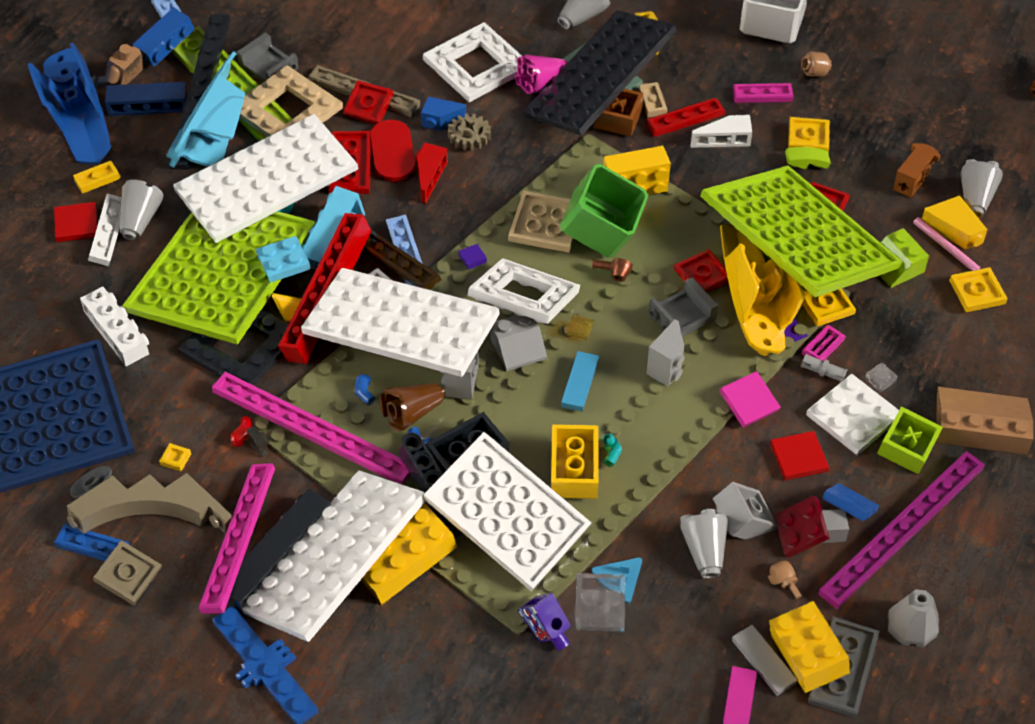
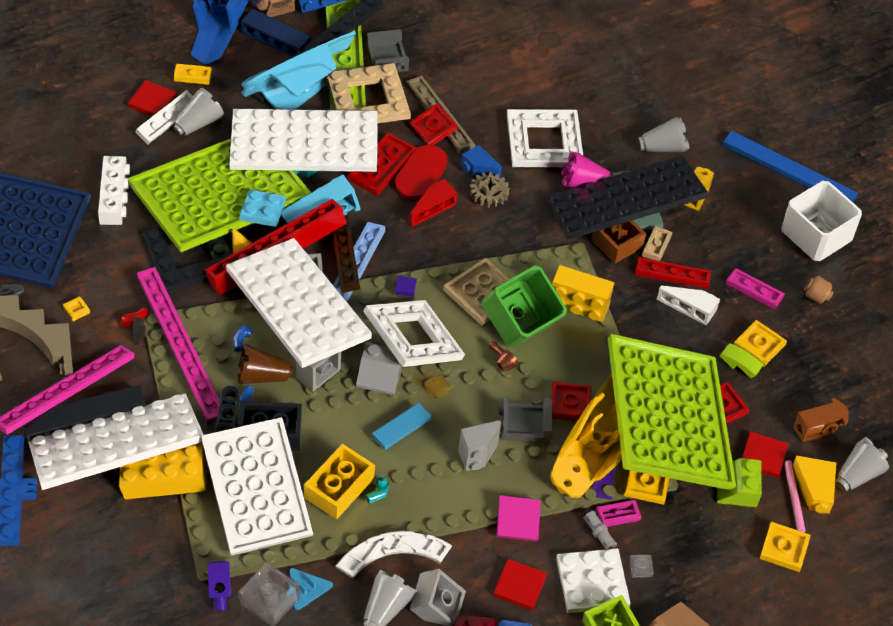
camera: 30 degrees right, 0 degrees up
(662, 489) = (390, 544): none -> white tile
(890, 220) = (768, 450): none -> red tile

